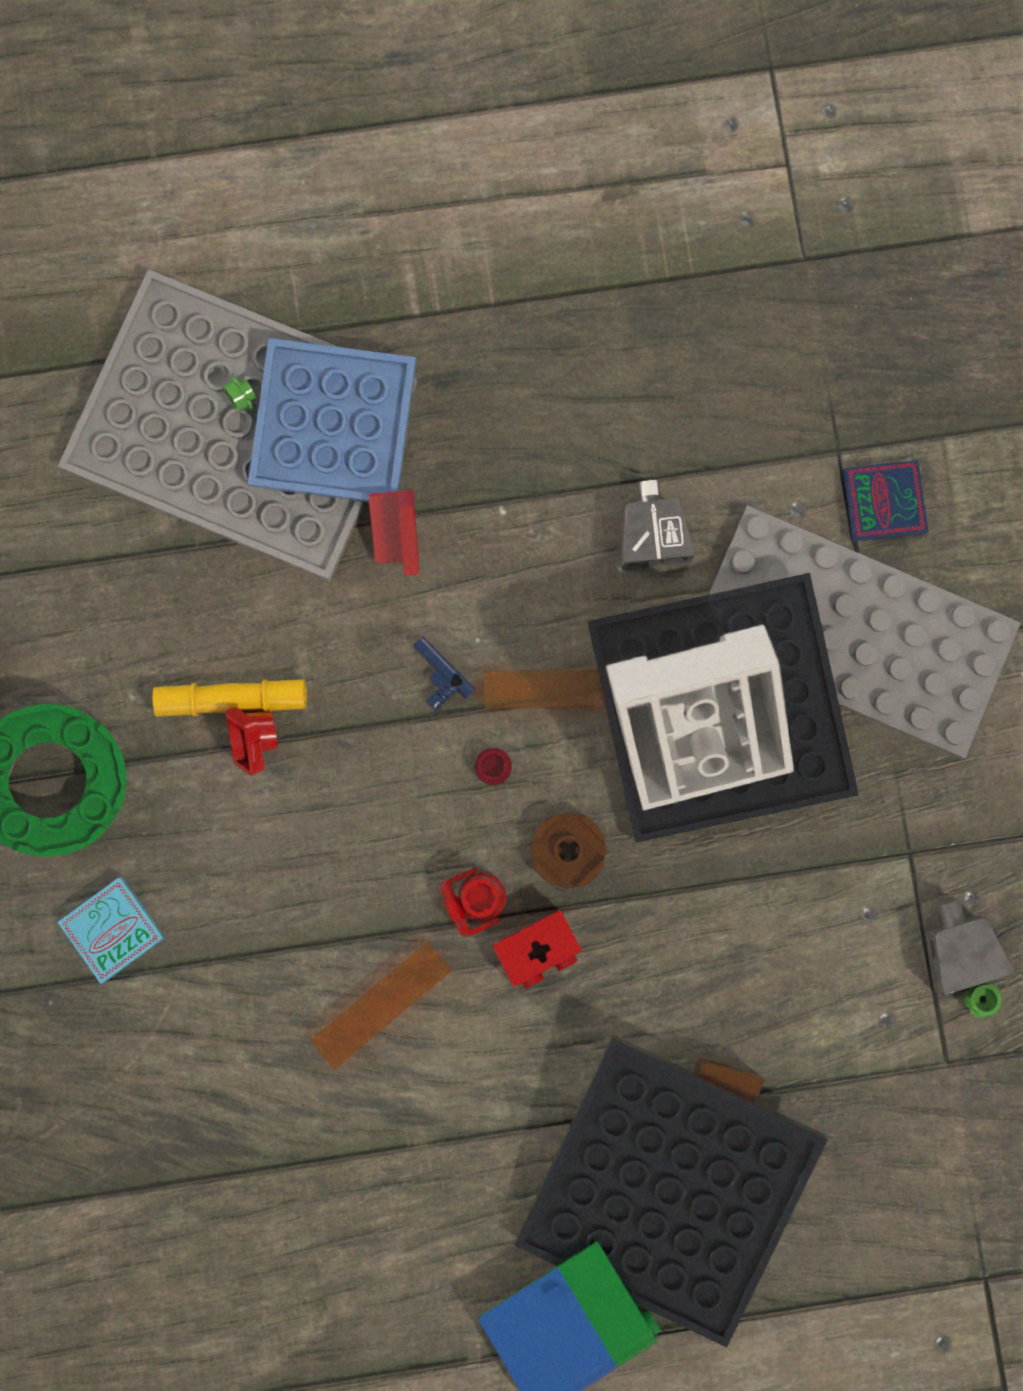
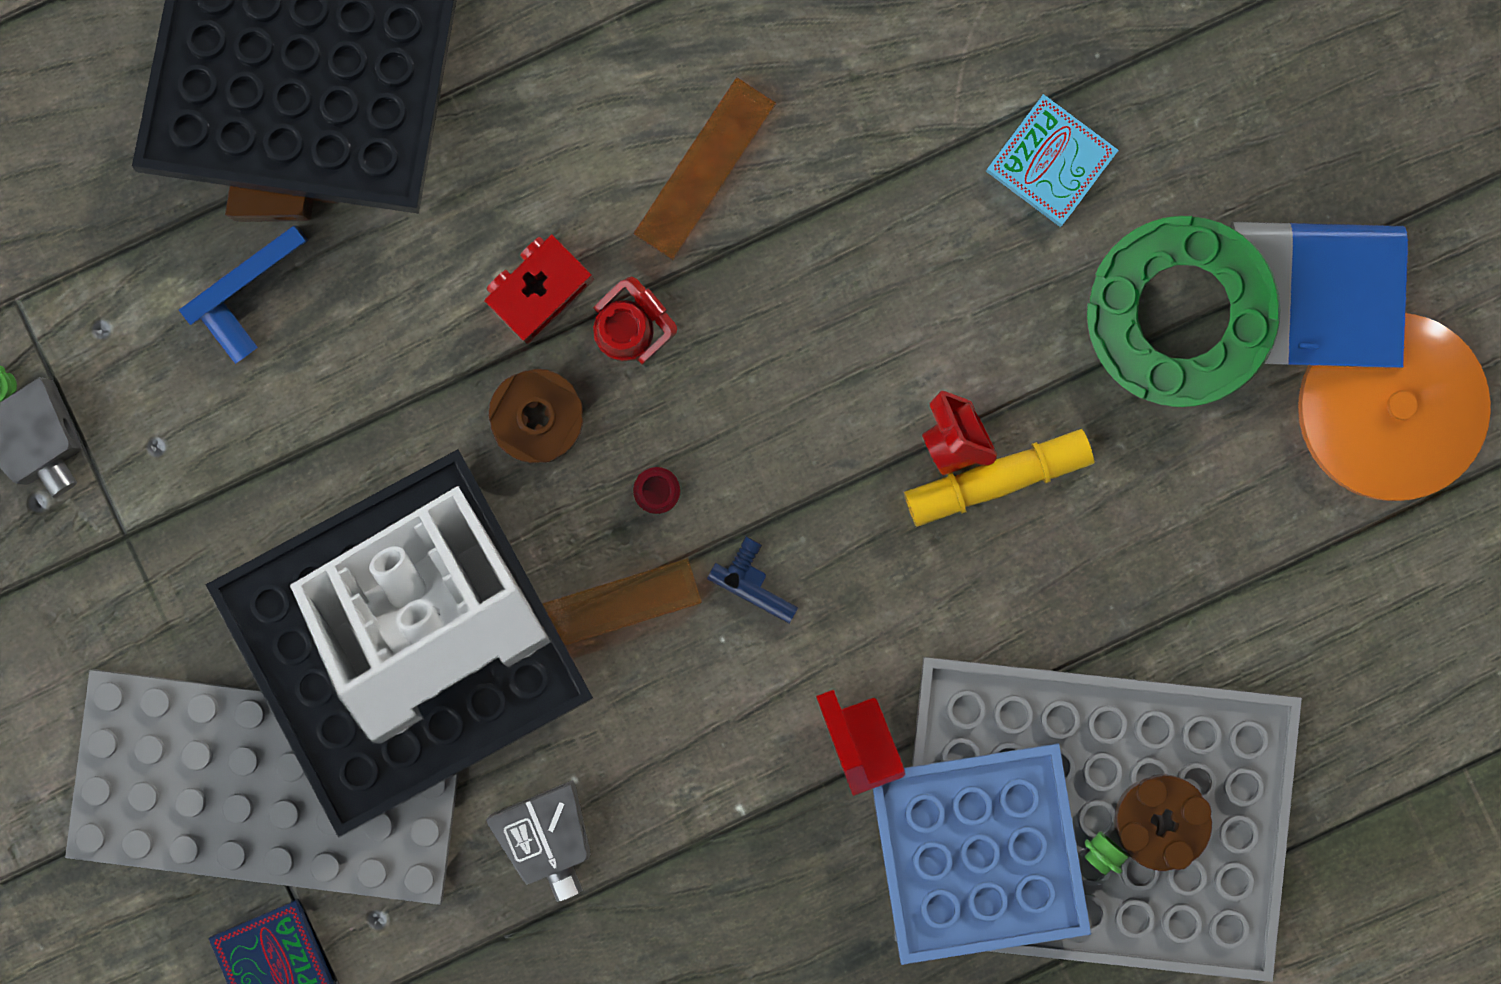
camera: 165 degrees right, 5 degrees up
(189, 383) = (1174, 848): none -> reddish brown plate
(795, 1013) = (210, 304): none -> blue piece

